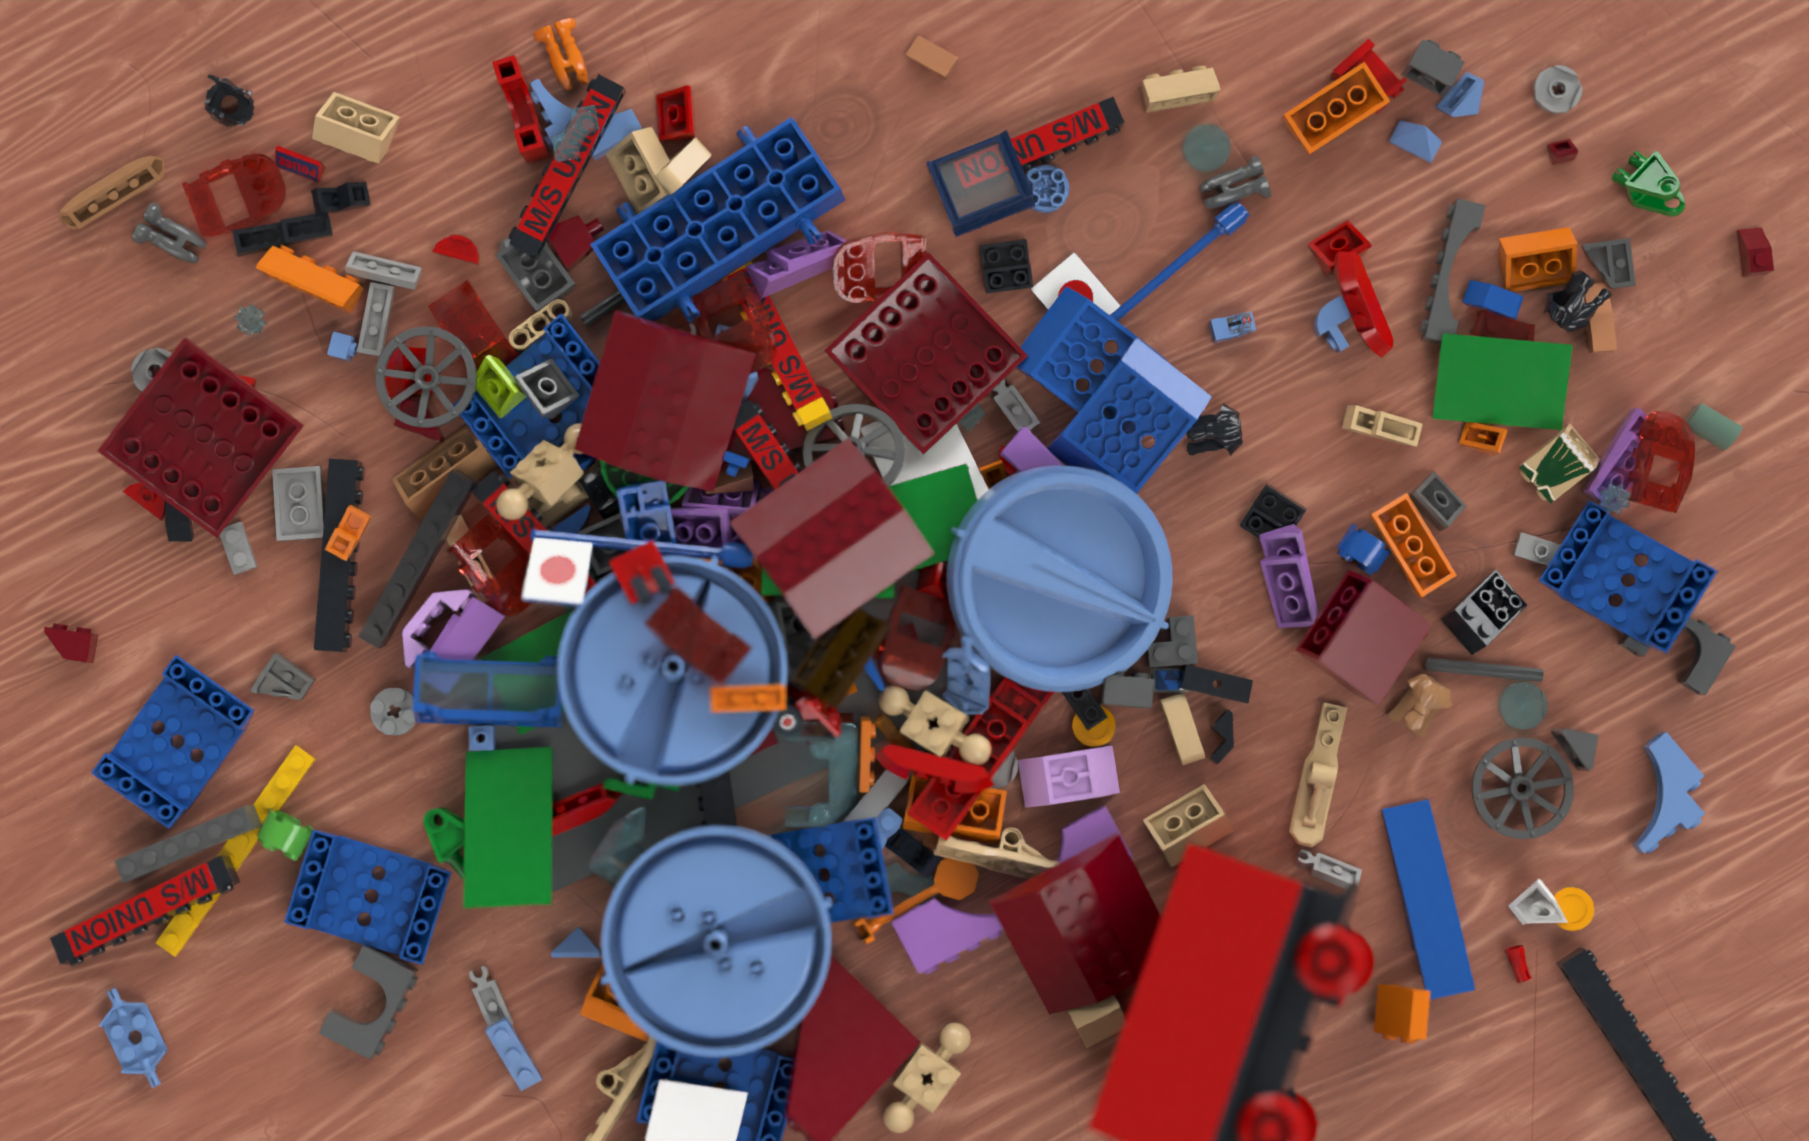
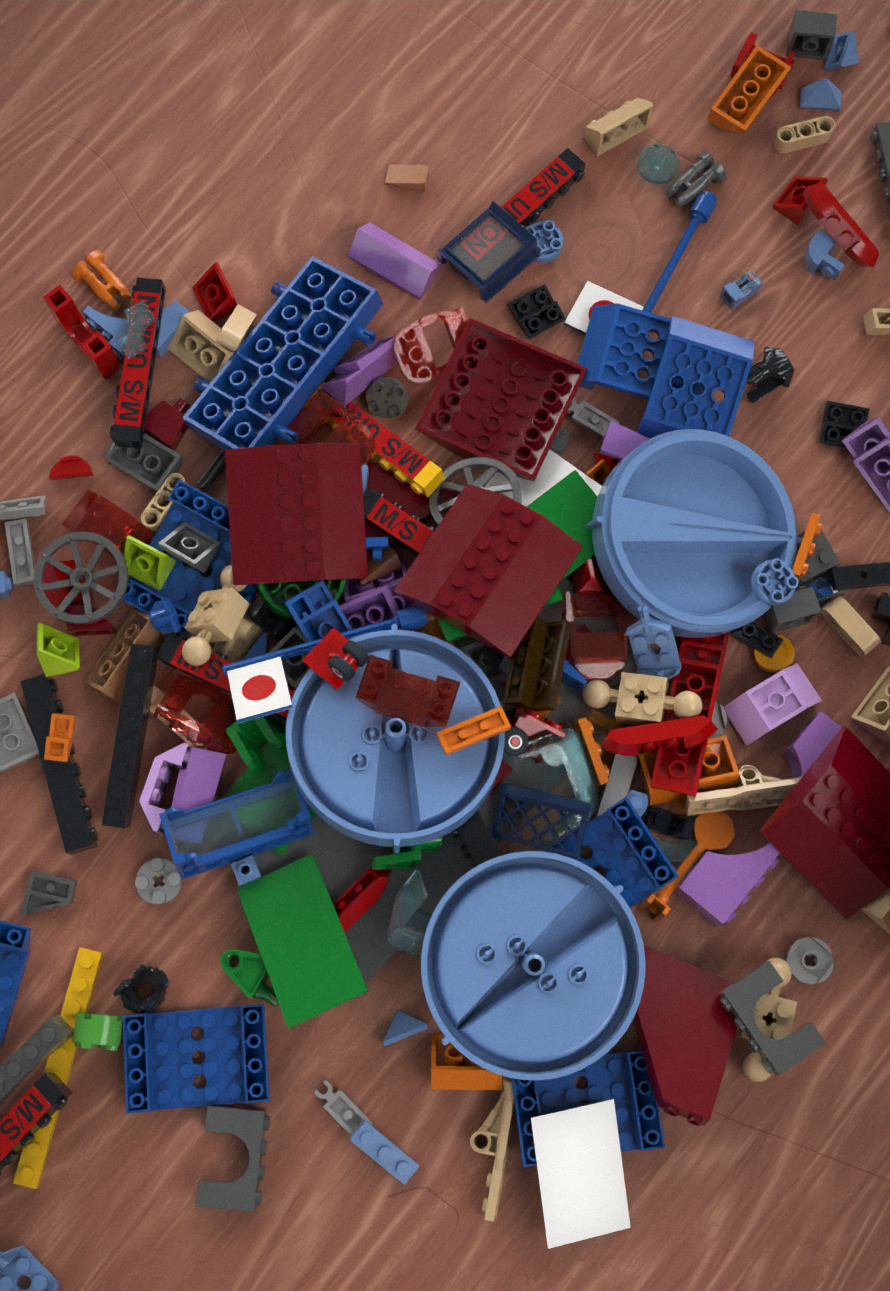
camera: 20 degrees left, 10 degrees down
(328, 804) = (128, 993): none -> black piece
(376, 441) = (57, 651): none -> lime slope
(494, 454) = (165, 617): none -> blue piece
(531, 614) = (253, 735): none -> green piece
(801, 788) = (547, 800): none -> dark blue fence
(814, 295) = (396, 399): none -> dark grey plate
(879, 149) = (393, 260): none -> medium lavender slope
(919, 1114) = (741, 1001): none -> dark grey arch
(1007, 1043) = (823, 960): none -> light grey plate
(1114, 661) = (773, 582): none -> medium blue tile
(1166, 637) = (807, 546): none -> orange plate
(1387, 174) = (810, 128): none -> tan beam

